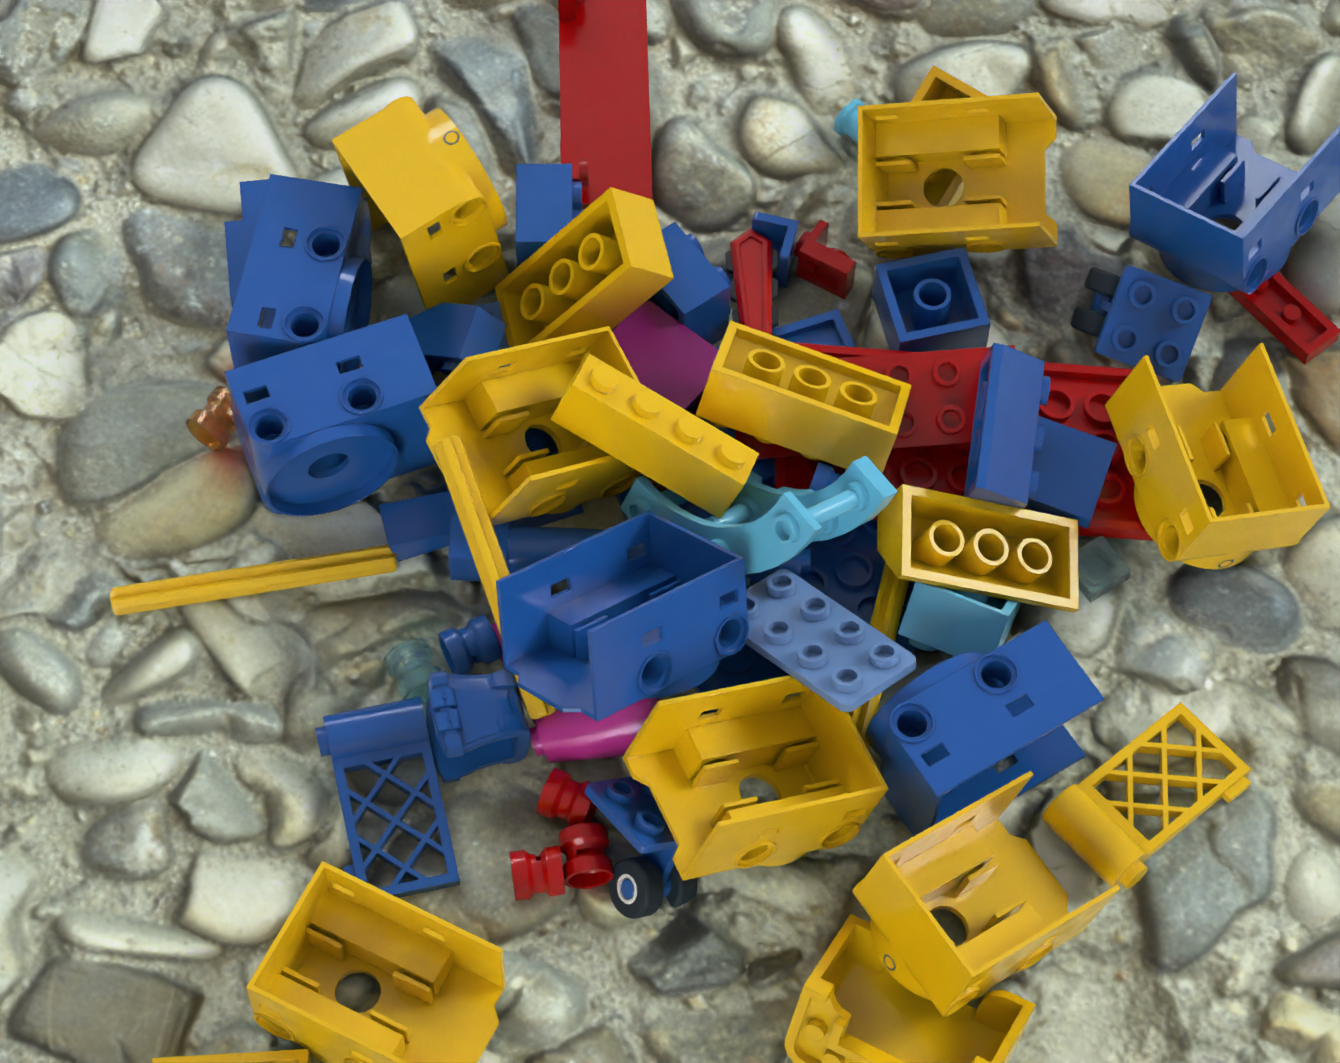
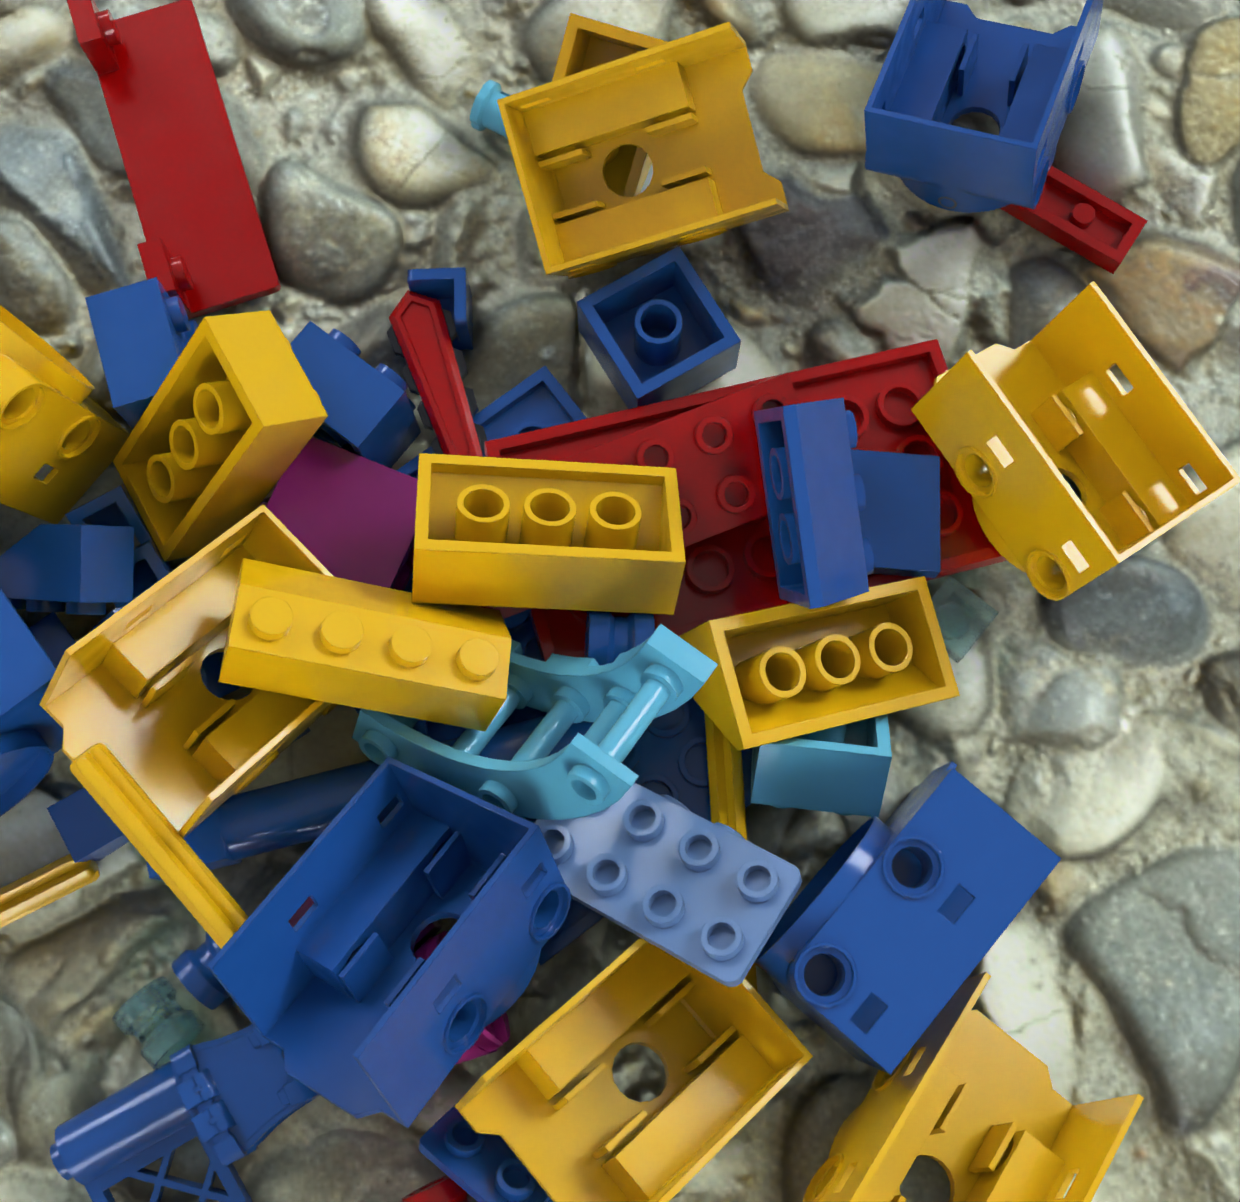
camera: 15 degrees left, 15 degrees up
(565, 799) = (397, 1147): red wheel -> none
(823, 265) = (513, 311): red bracket -> none
(1110, 840) = (1077, 982): yellow piece -> none
(1143, 317) = (911, 274): blue plate -> none

